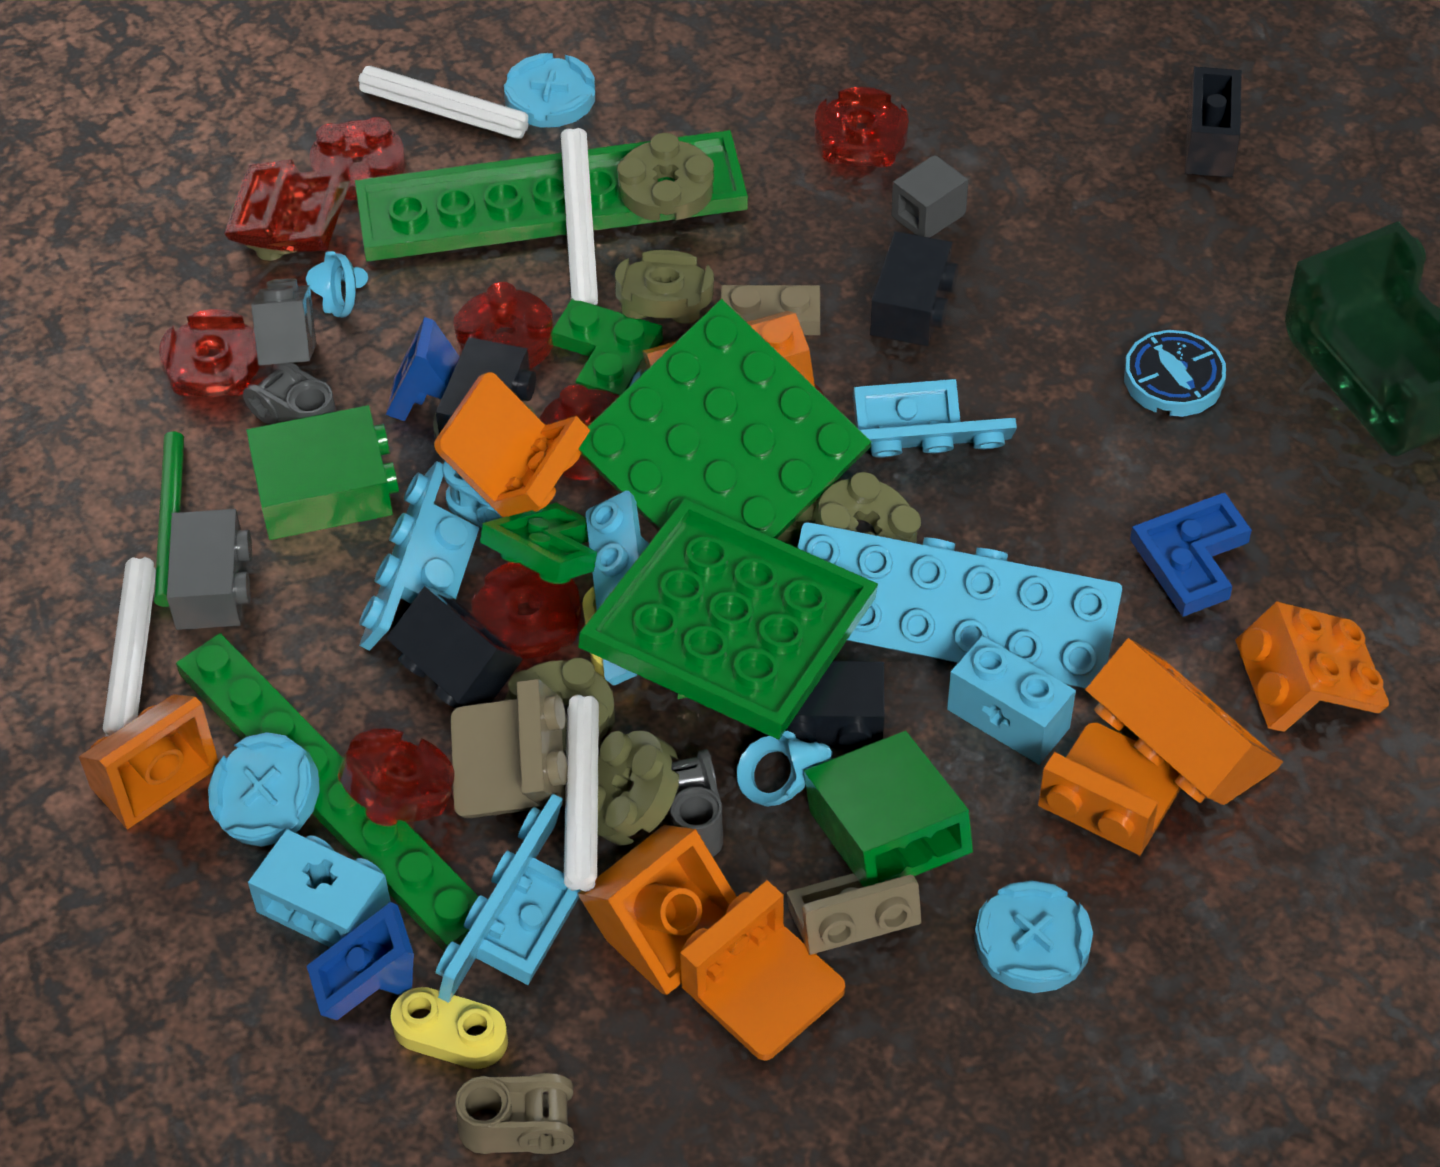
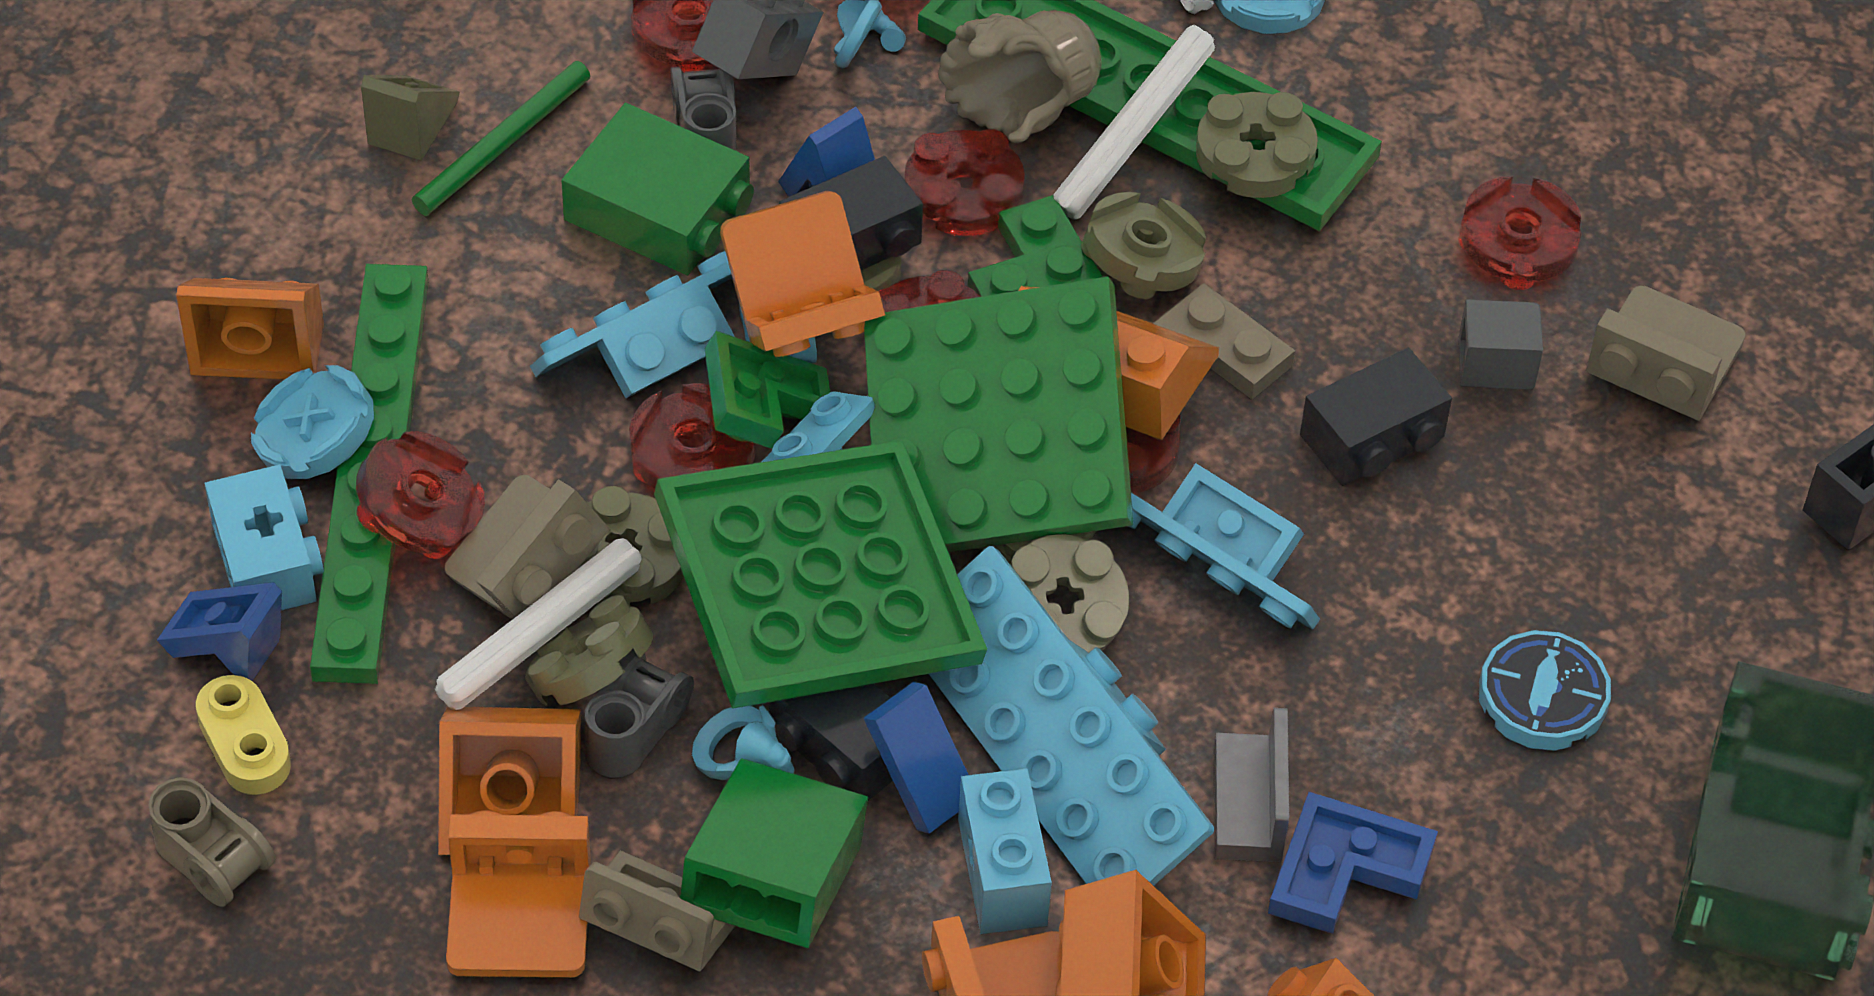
camera: 40 degrees right, 0 degrees up
(90, 549) = (405, 112): none -> olive slope
(130, 644) = (353, 220): white axle -> none
(207, 569) = (473, 202): dark grey brick -> none
(453, 650) = (585, 423): black brick -> none
(480, 233) = (1019, 71): none -> dark tan hair
(521, 914) = (382, 683): medium azure bracket -> none
(905, 682) = (919, 755): none -> blue tile
(1021, 137) = (1665, 350): none -> dark tan bracket
(1099, 544) = (1252, 793): none -> flat silver panel

